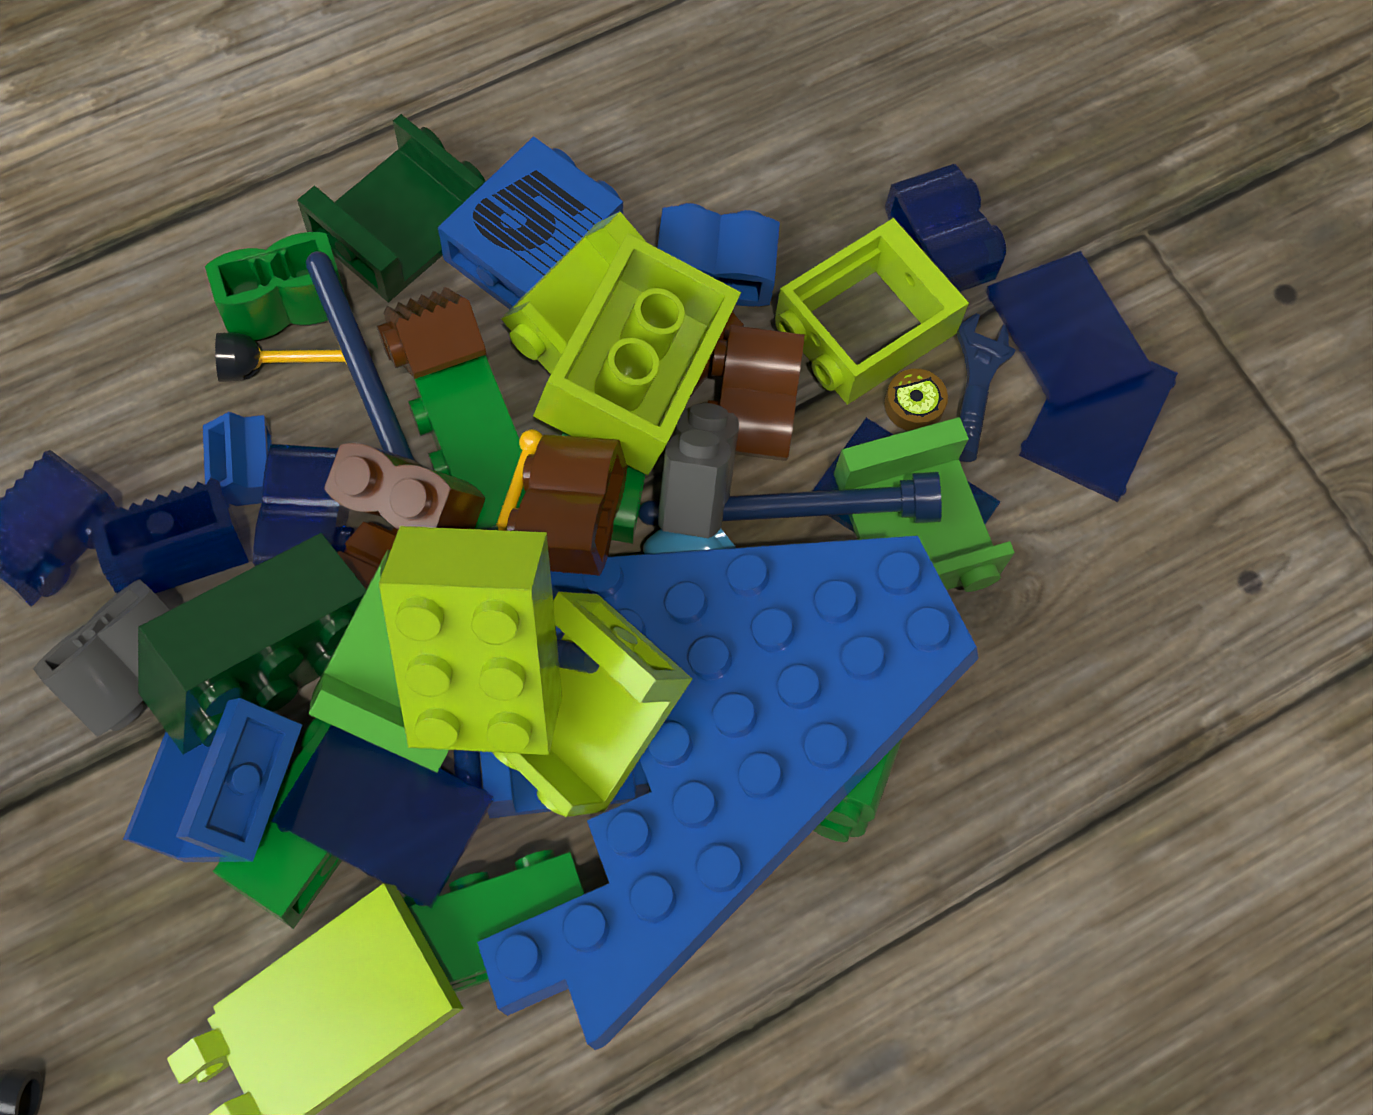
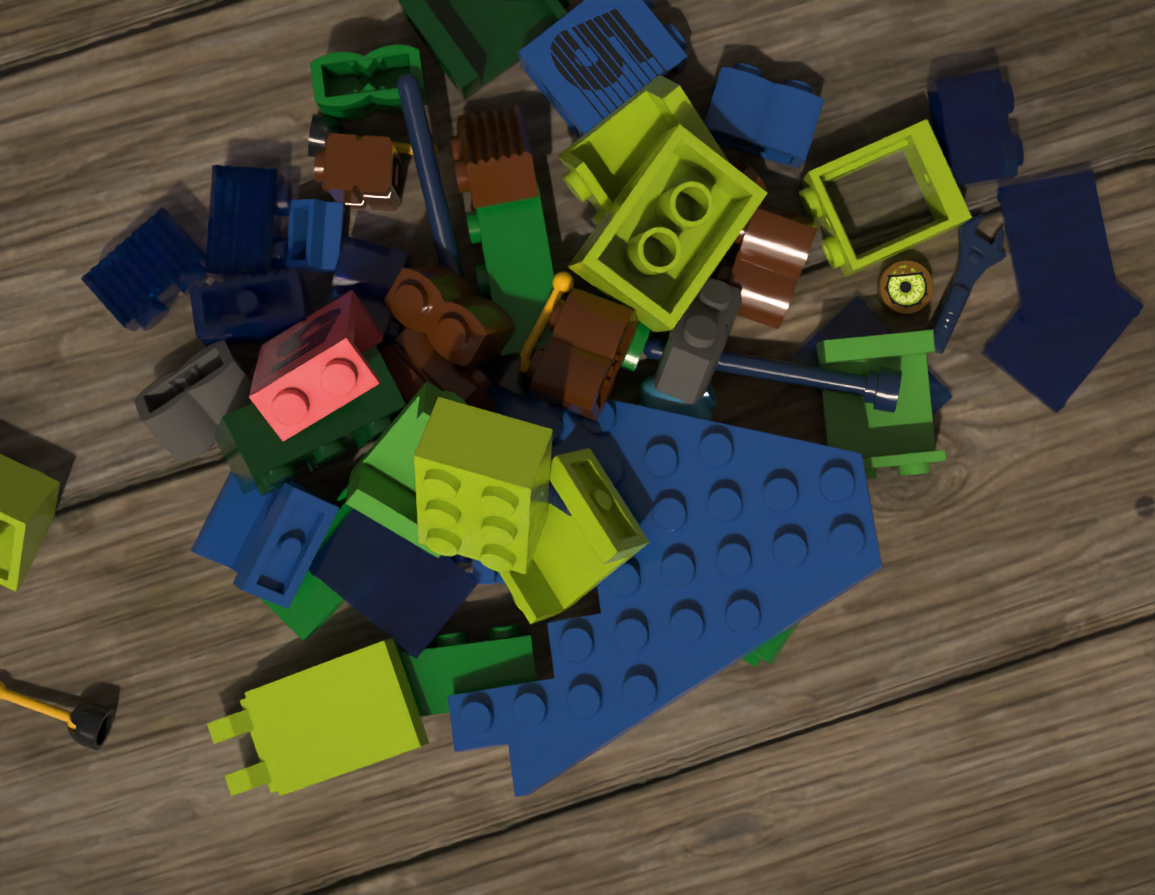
camera: 10 degrees right, 20 degrees up
(151, 445) = (246, 222): none -> clear blue brick
(250, 565) = (315, 366): none -> coral panel
(279, 370) = (360, 171): none -> reddish brown brick

